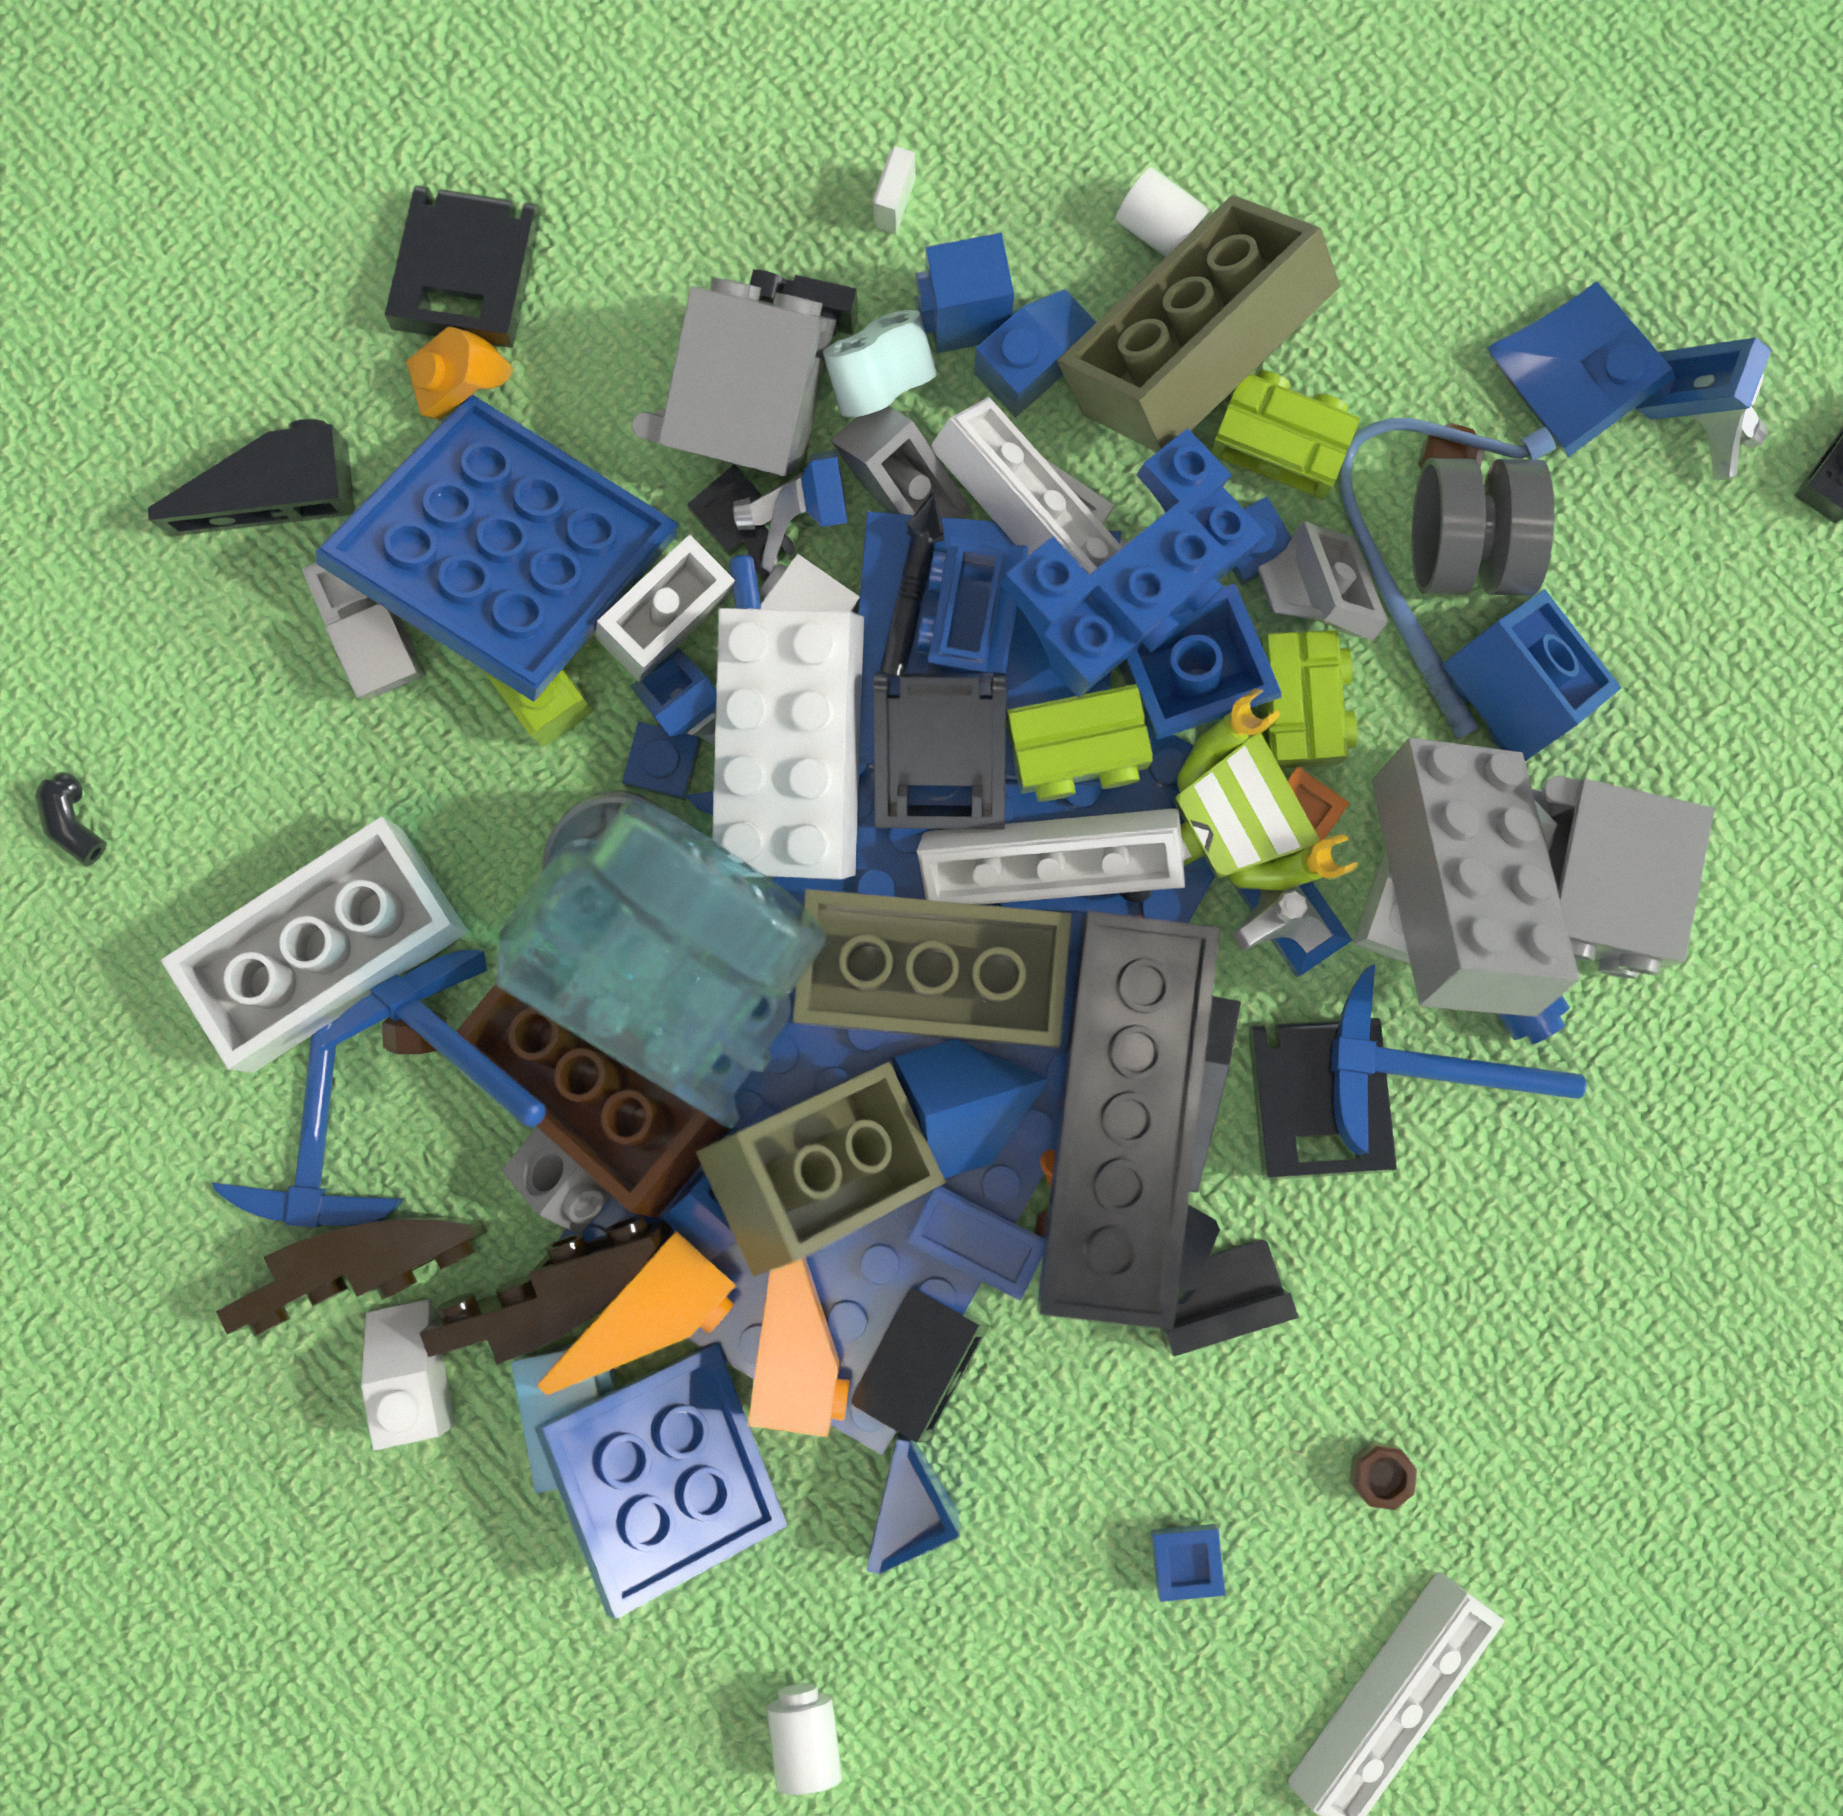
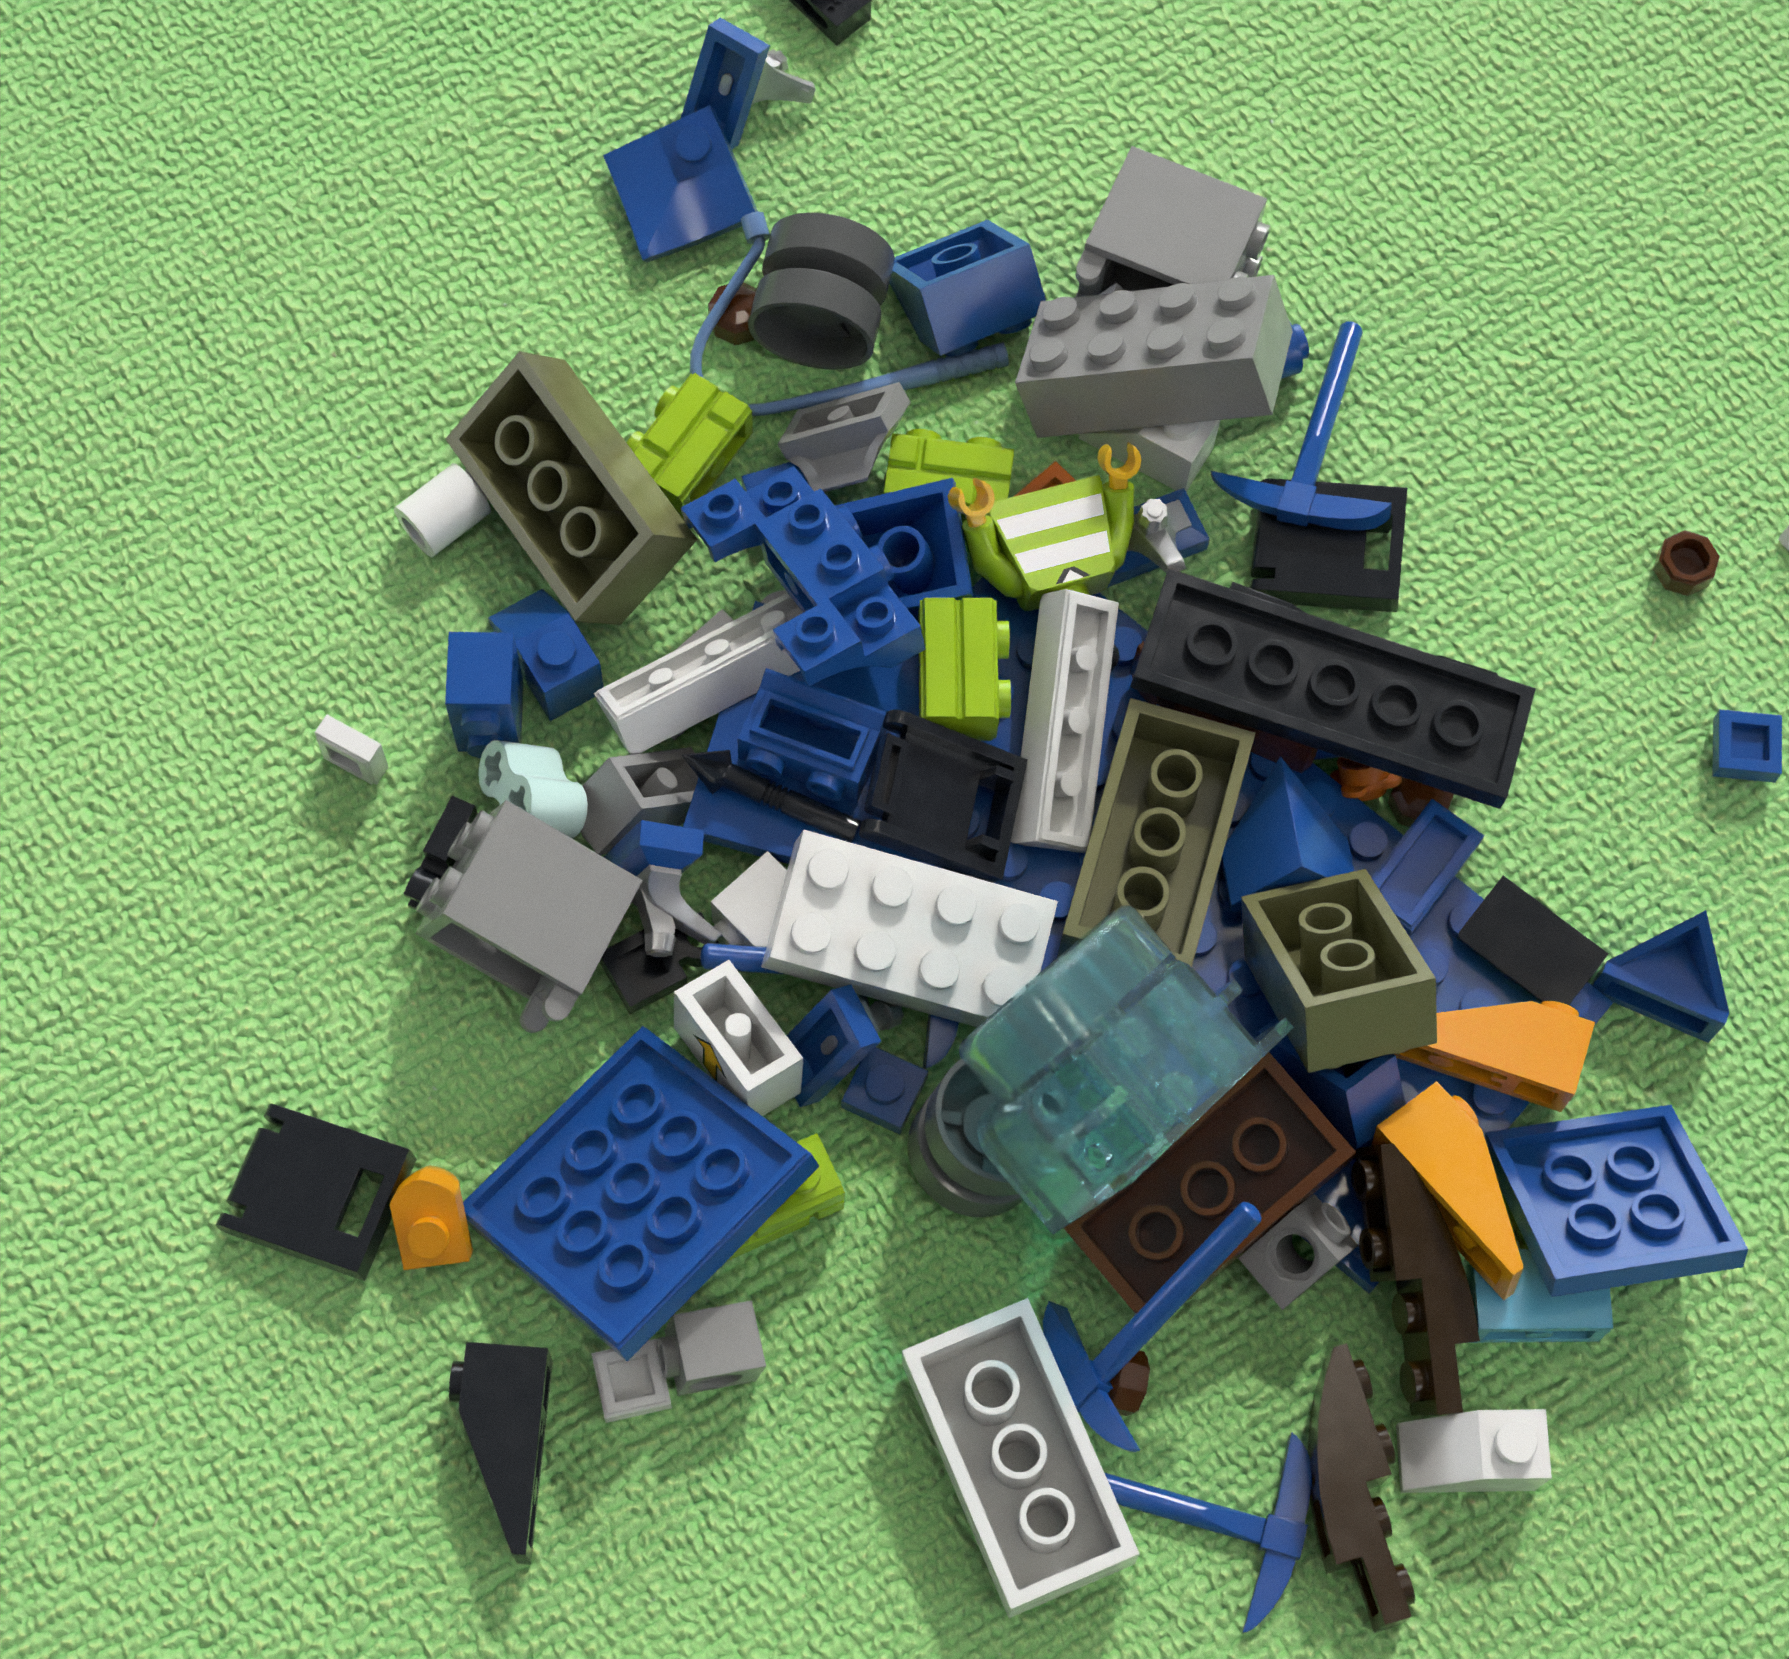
camera: 85 degrees left, 15 degrees down
(1233, 1298) = (1512, 649): black panel -> none

